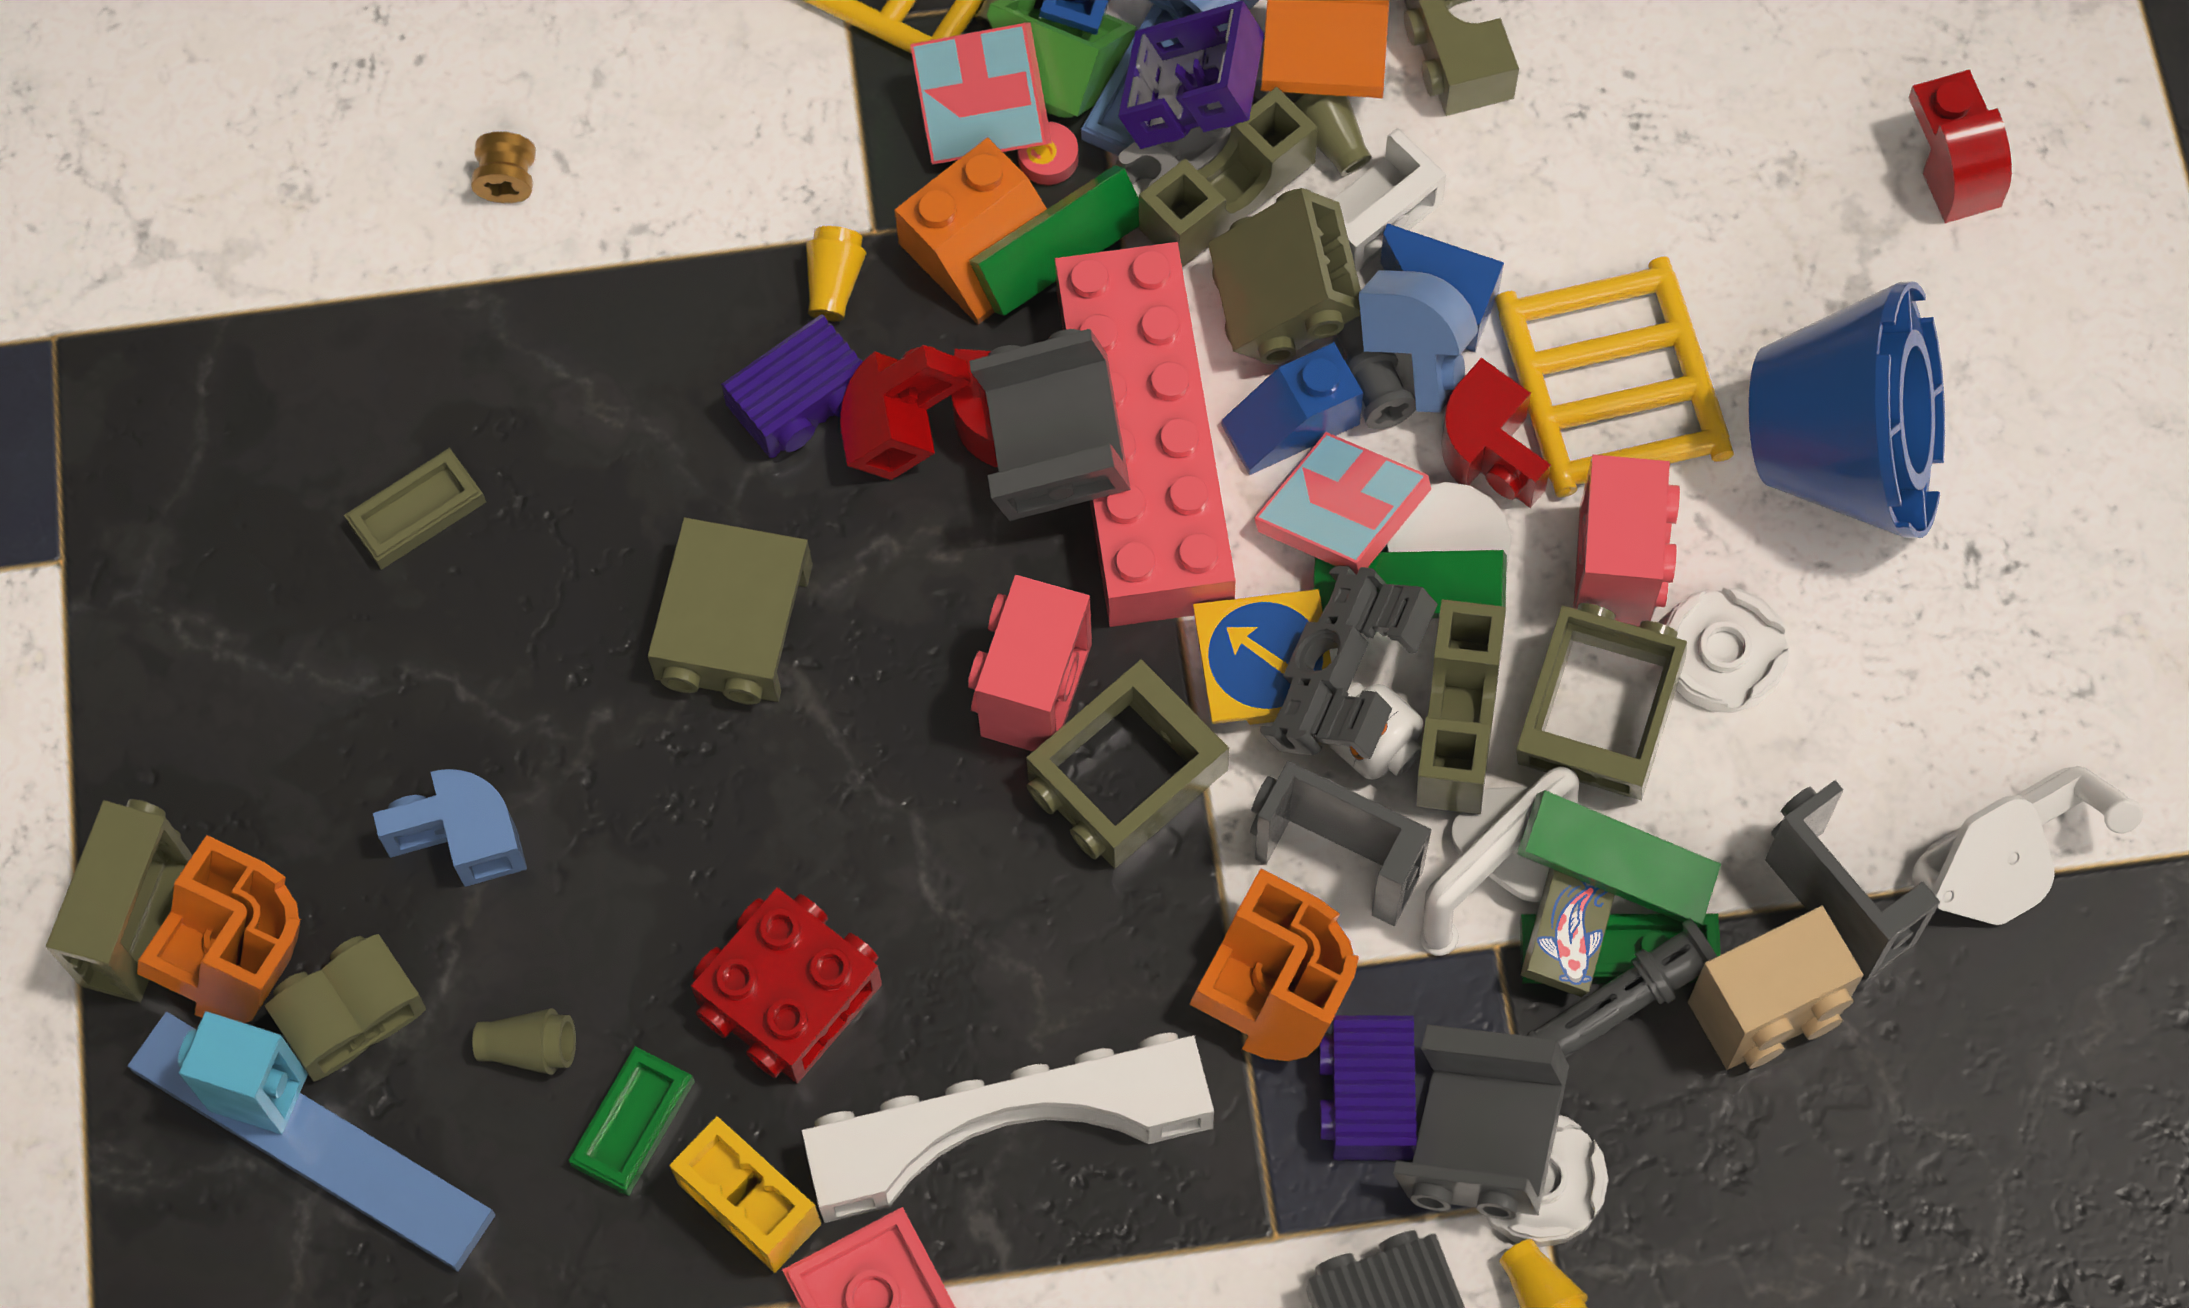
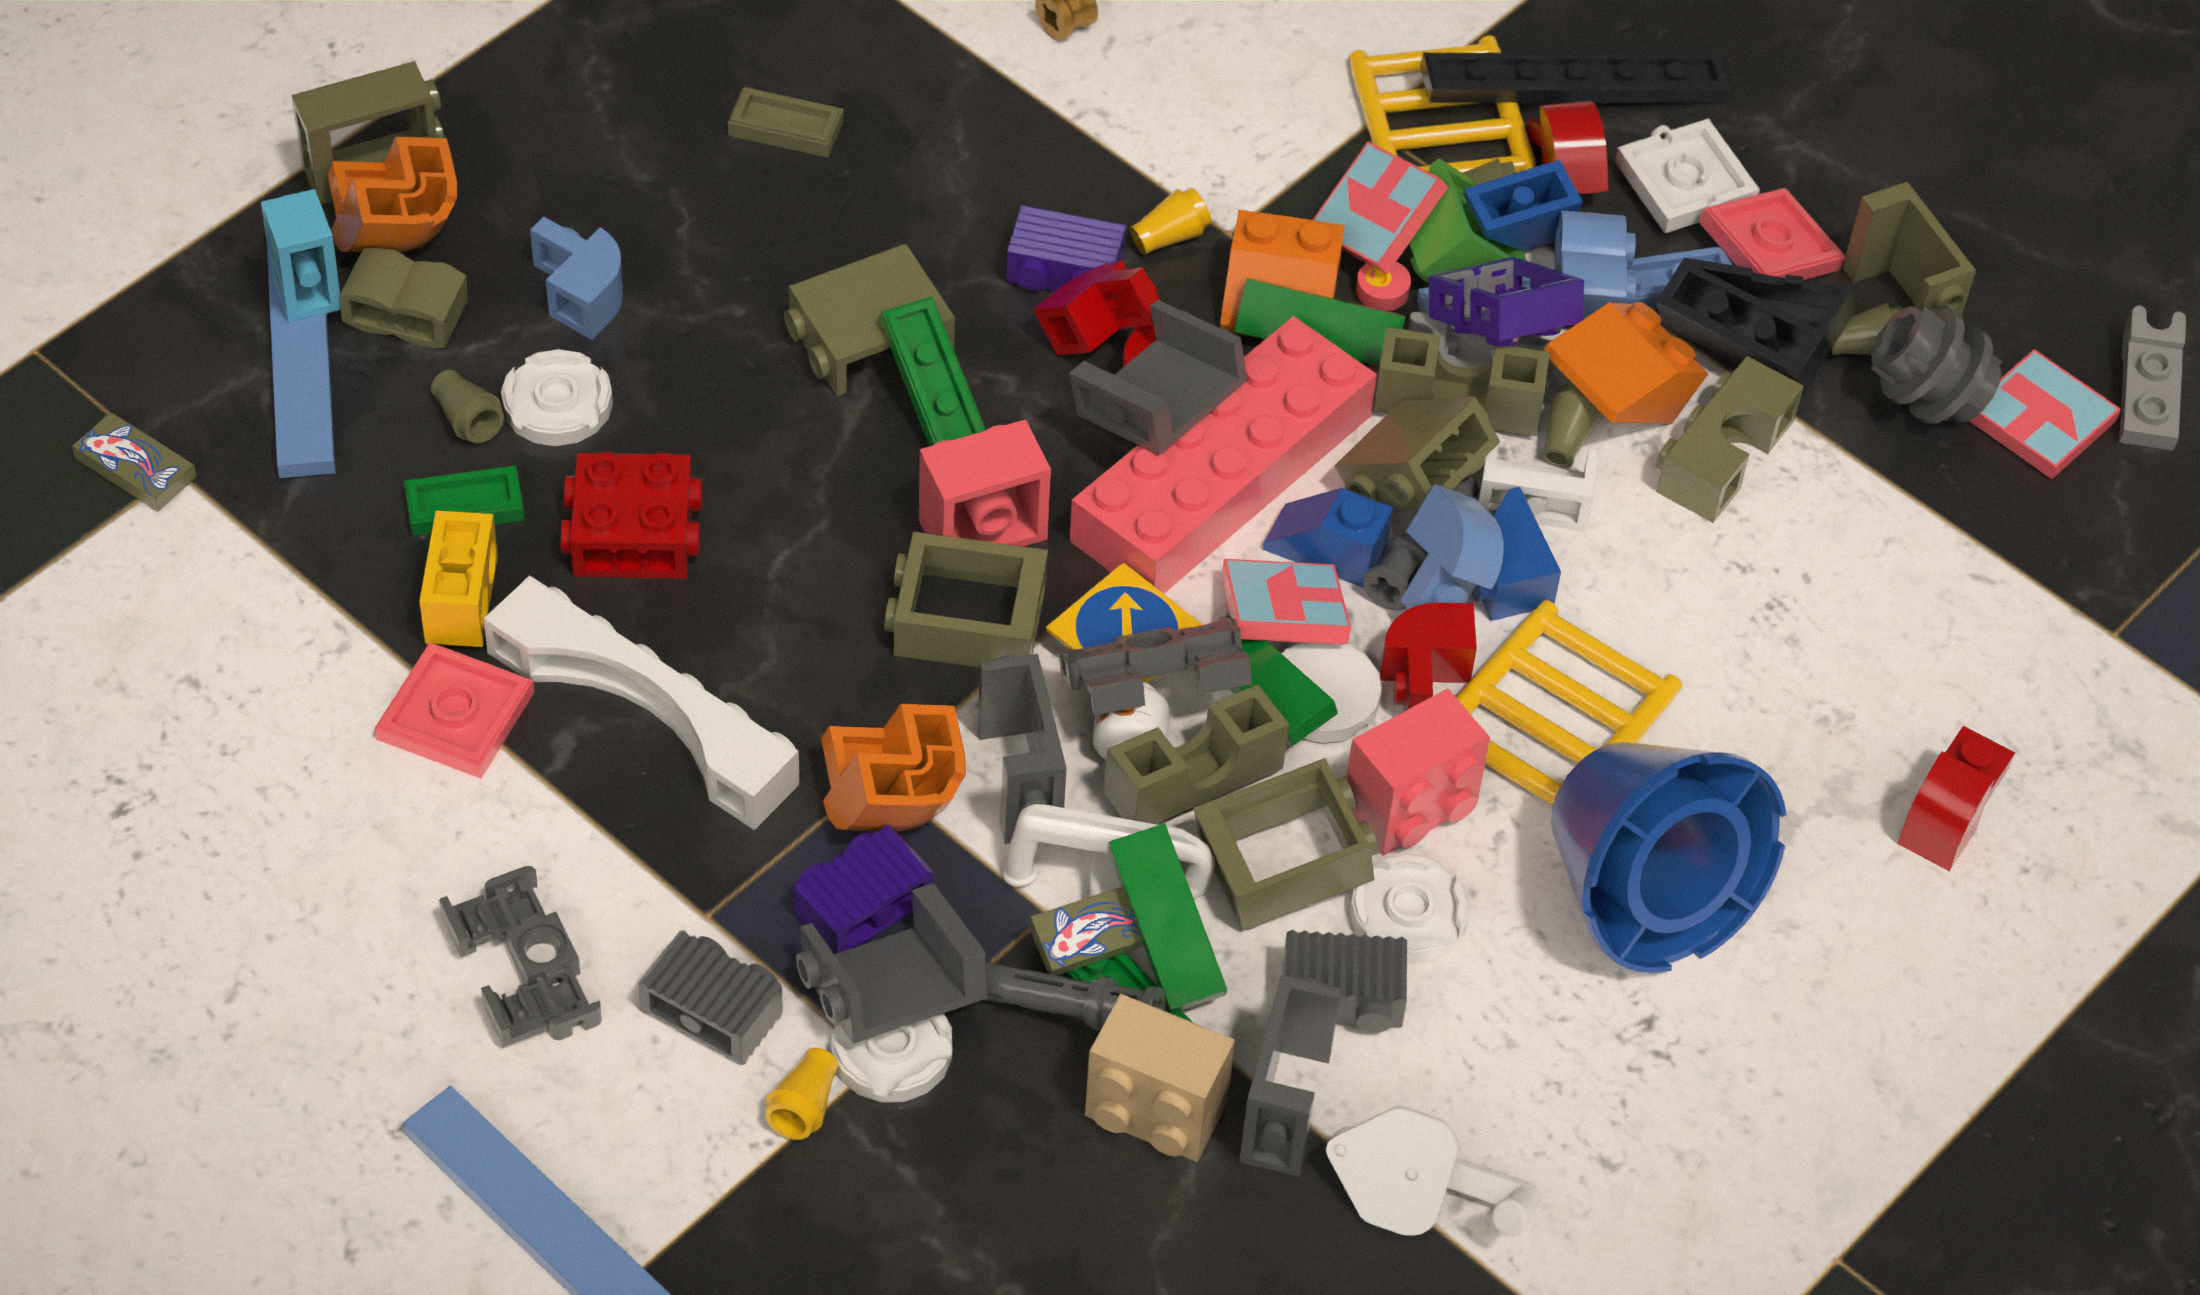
camera: 45 degrees right, 15 degrees down
(577, 951) = (557, 398): none -> white tile
(859, 610) = (931, 371): none -> green tile
(1769, 760) = (1365, 968): none -> dark grey brick

